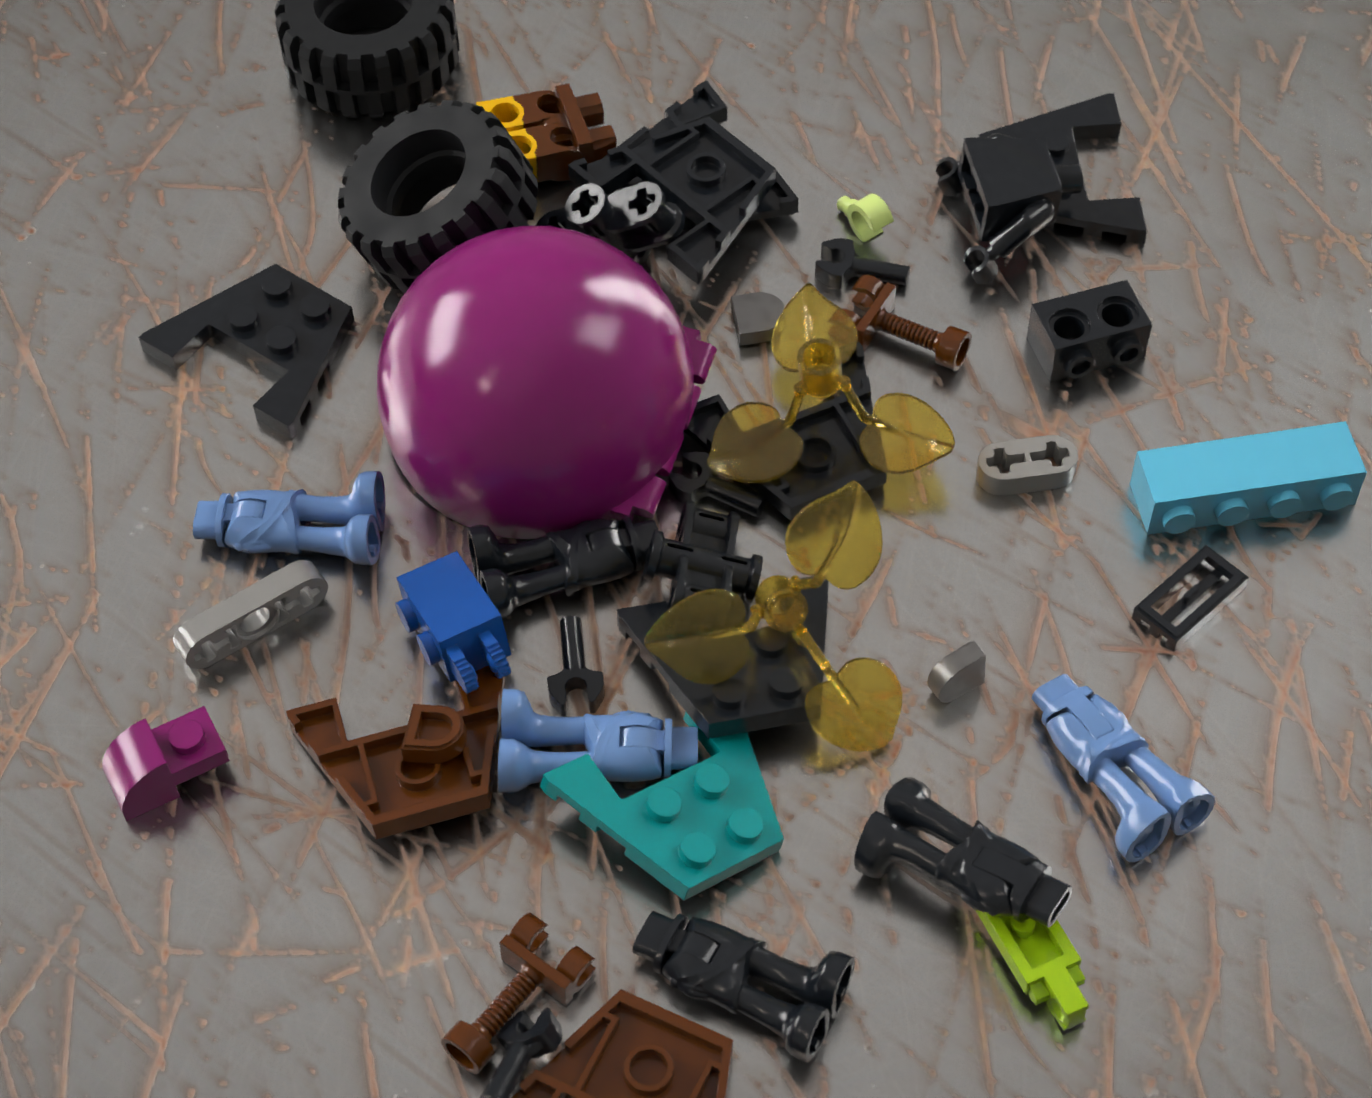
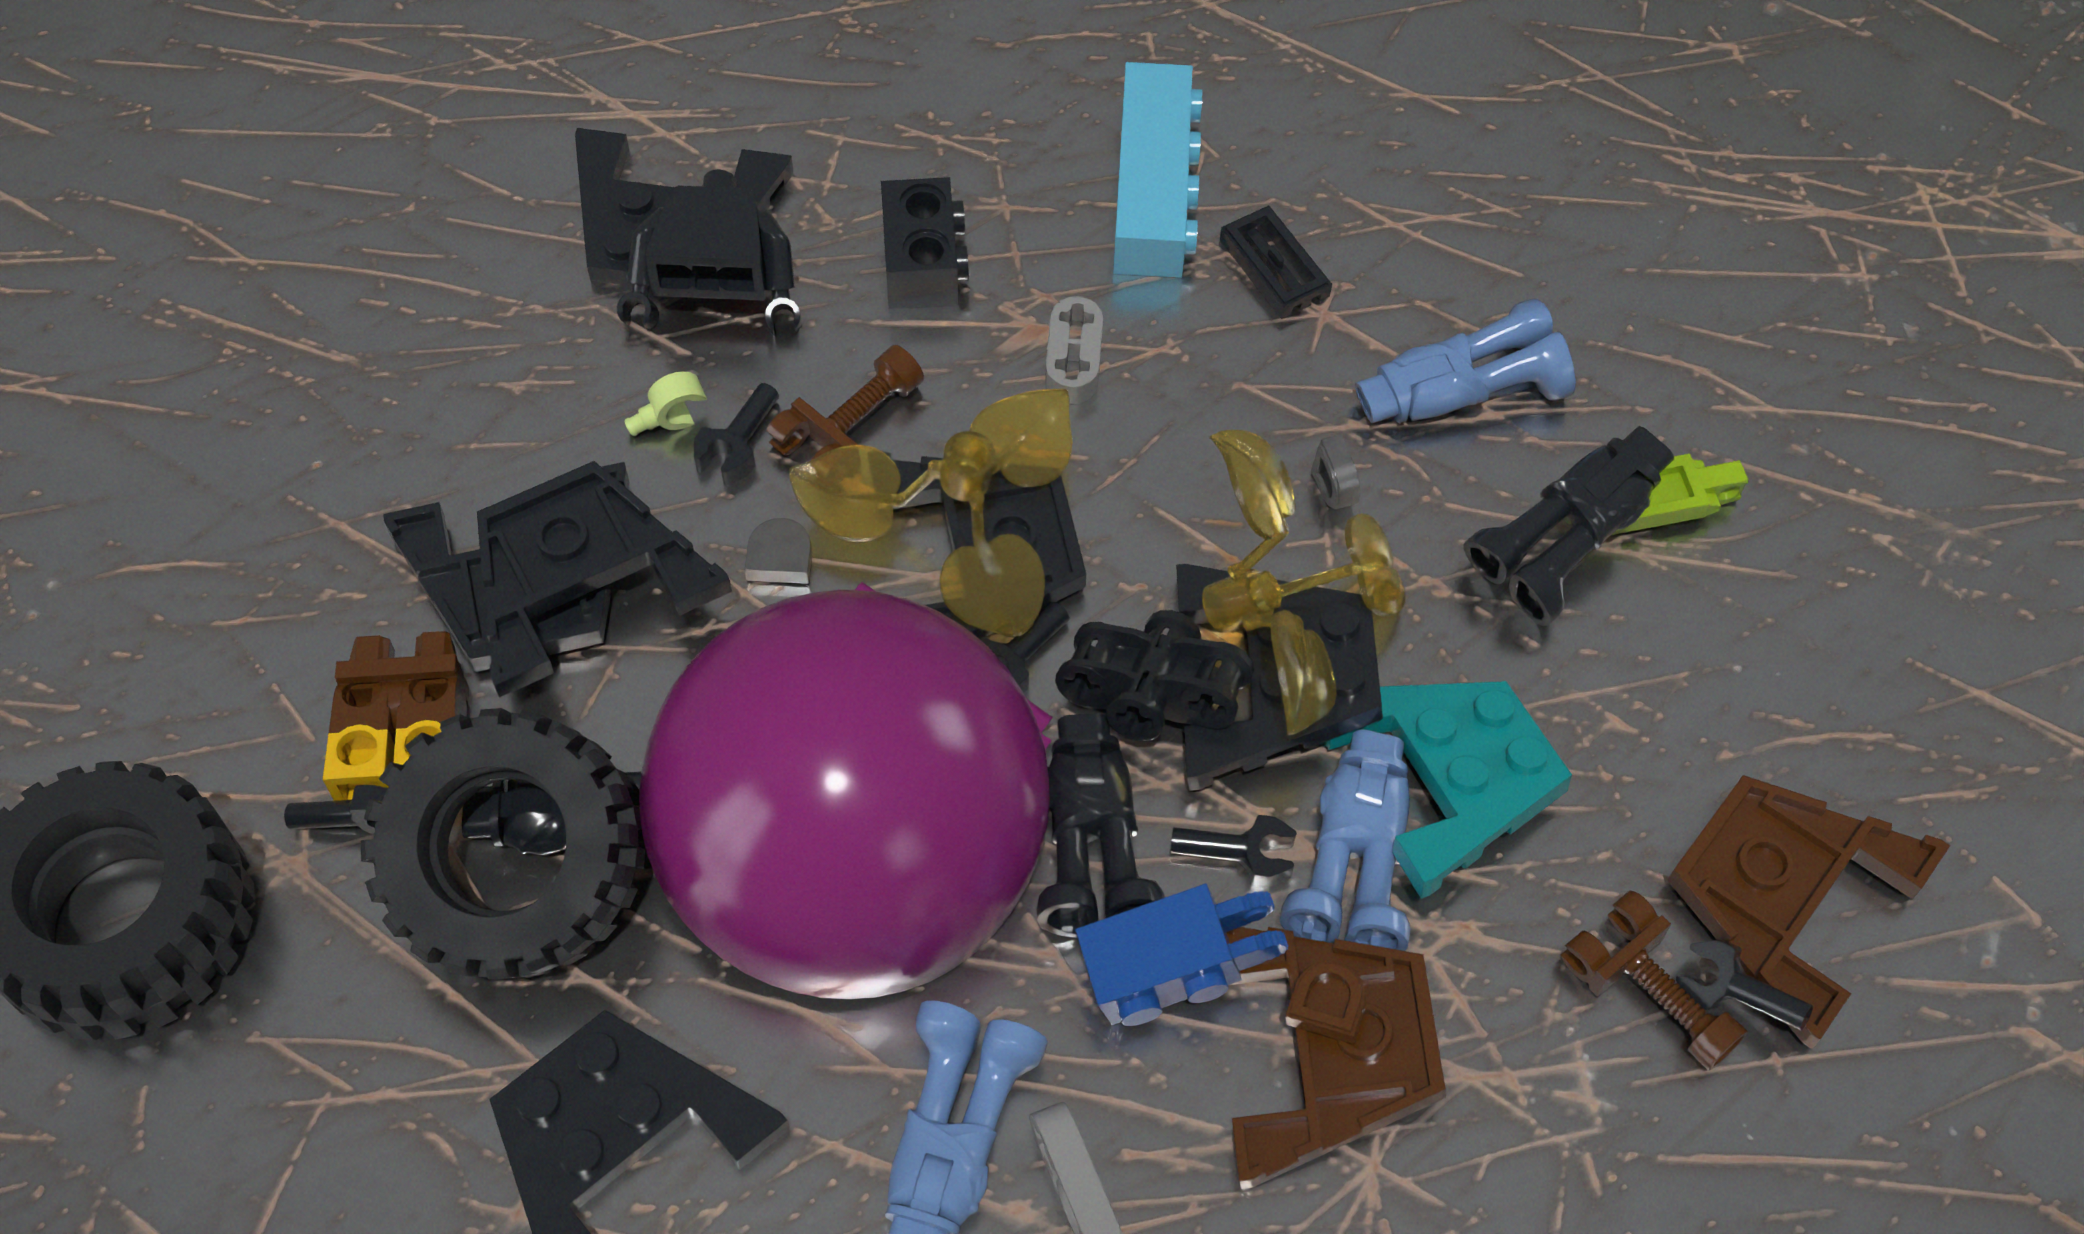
camera: 80 degrees left, 5 degrees up
(621, 218) = (609, 632): black axle -> none
(716, 964) = (1647, 780): black piece -> none

